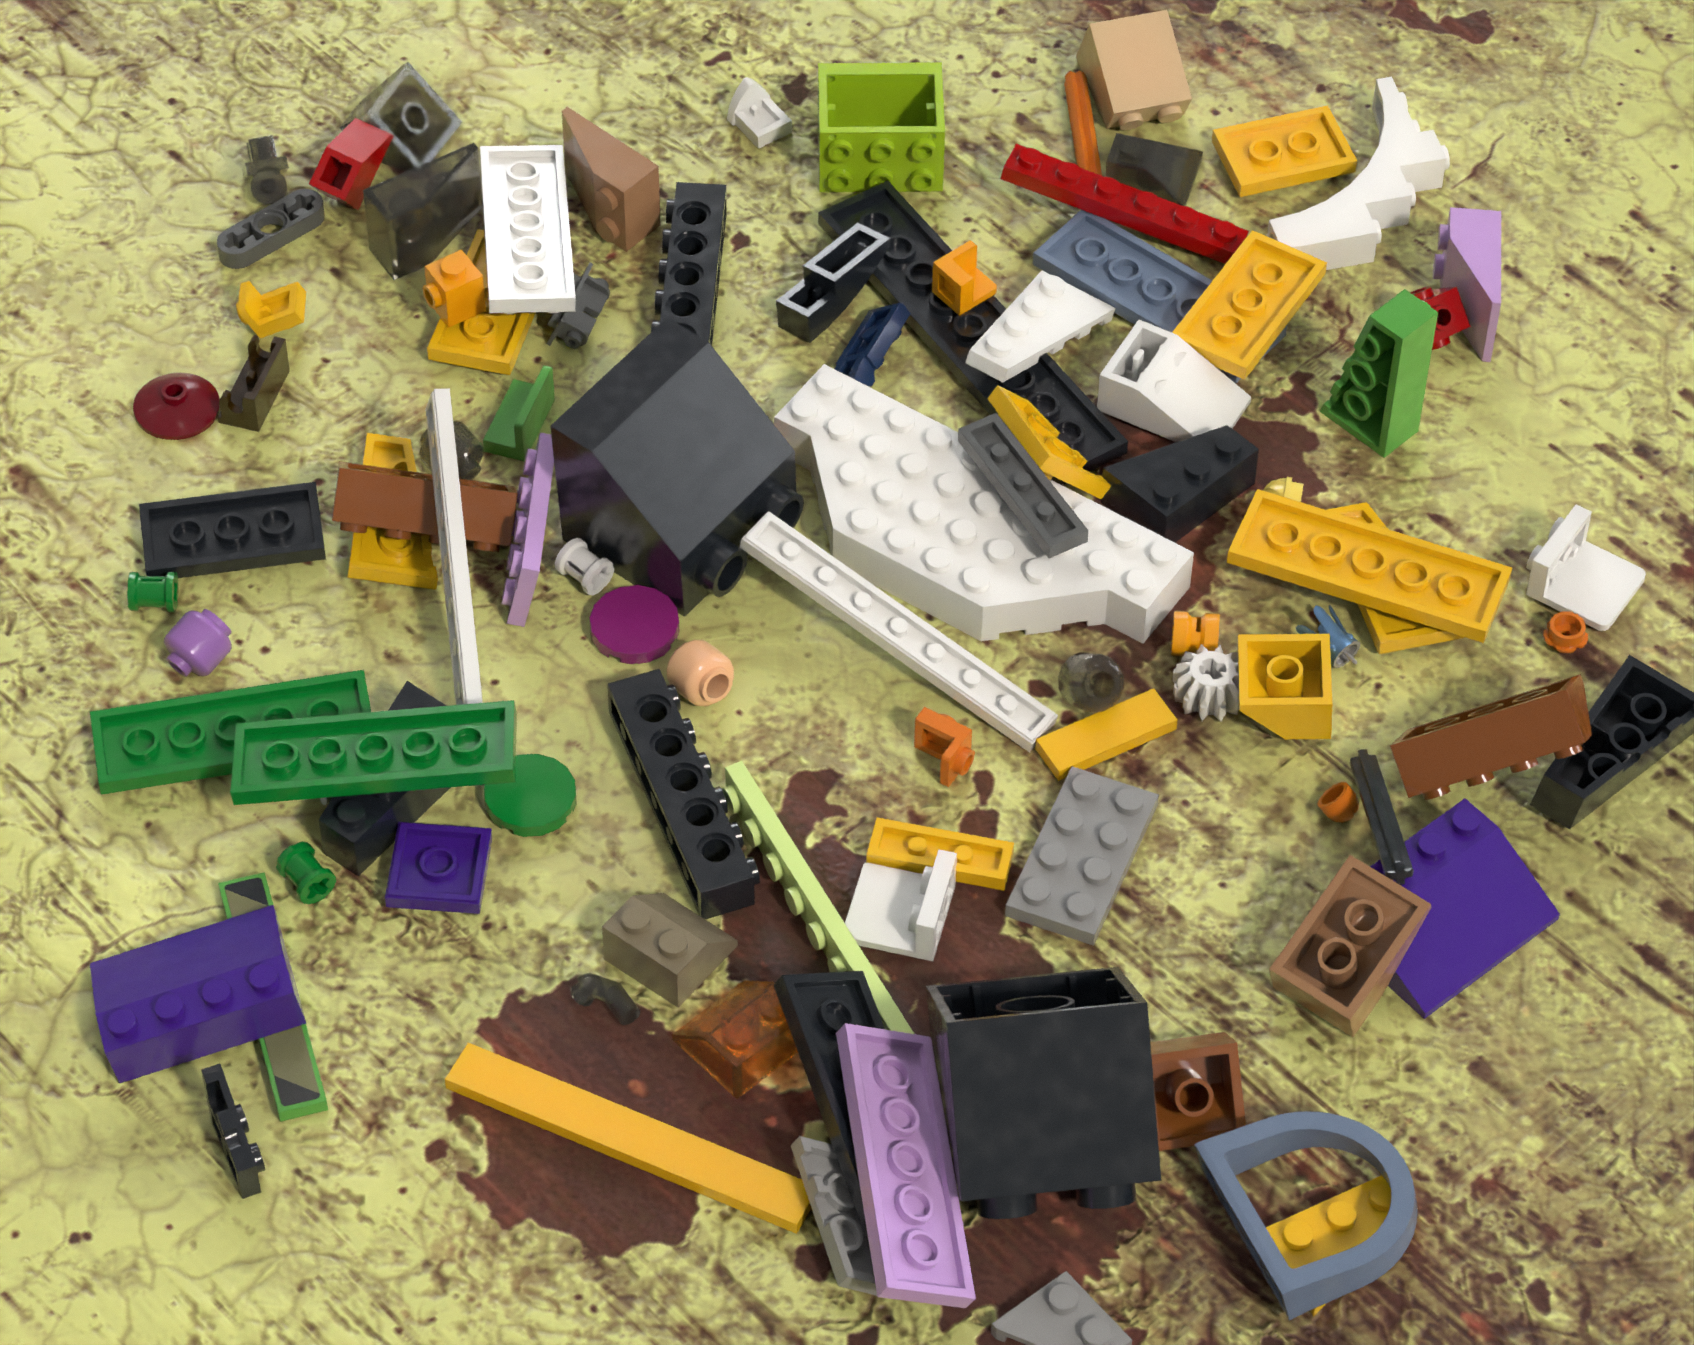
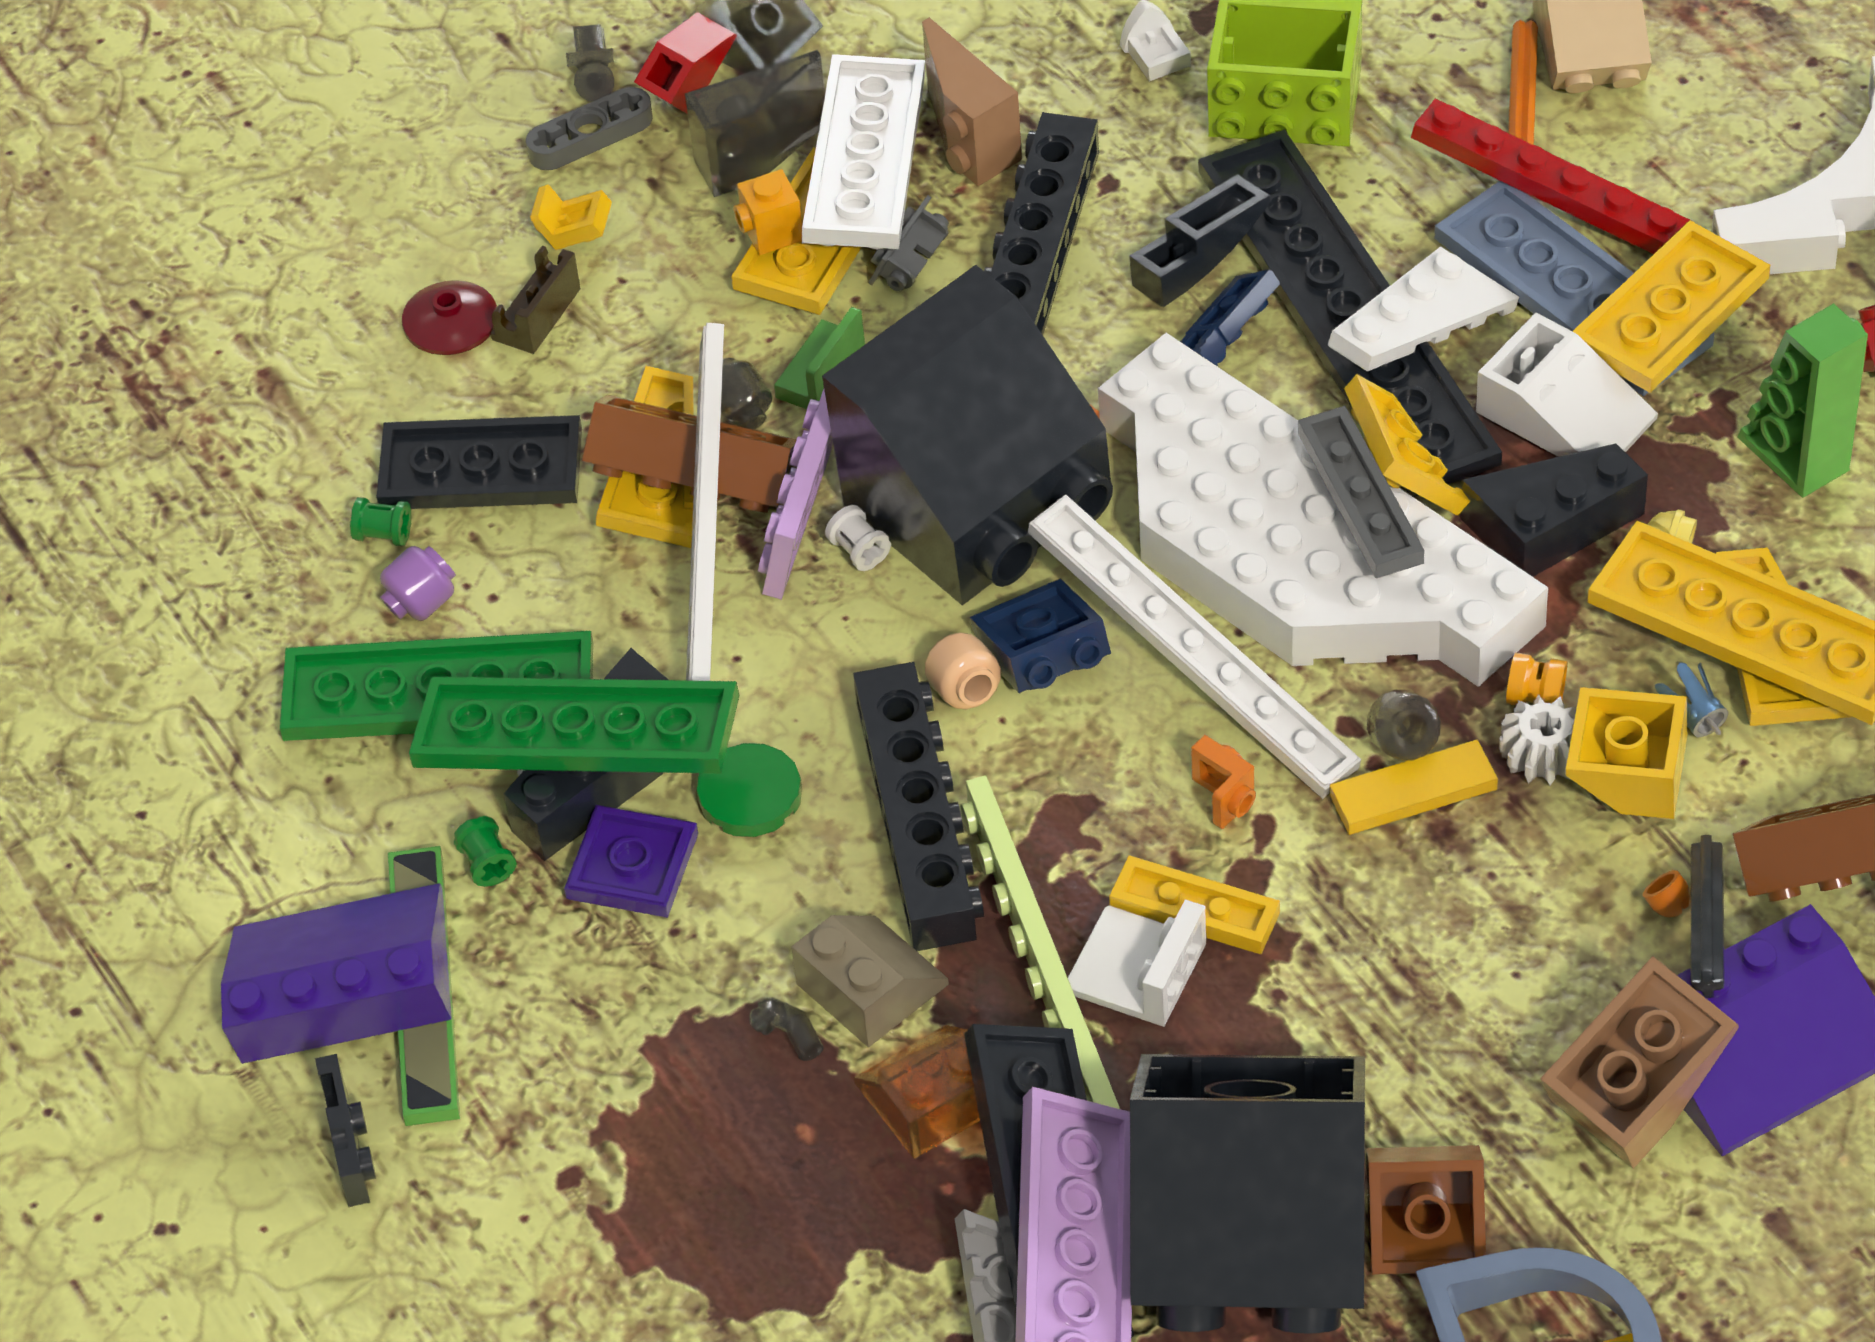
camera: 15 degrees right, 0 degrees up
(630, 1137) = (784, 1188): yellow tile -> none
(634, 624) = (902, 608): magenta tile -> none
(764, 635) = (1042, 635): none -> dark blue plate
(959, 281) = (1342, 250): light orange panel -> none
(1082, 855) = (1358, 924): light grey plate -> none
(1154, 167) = (1595, 138): clear smoke slope -> none
(1284, 151) = (1751, 131): yellow plate -> none

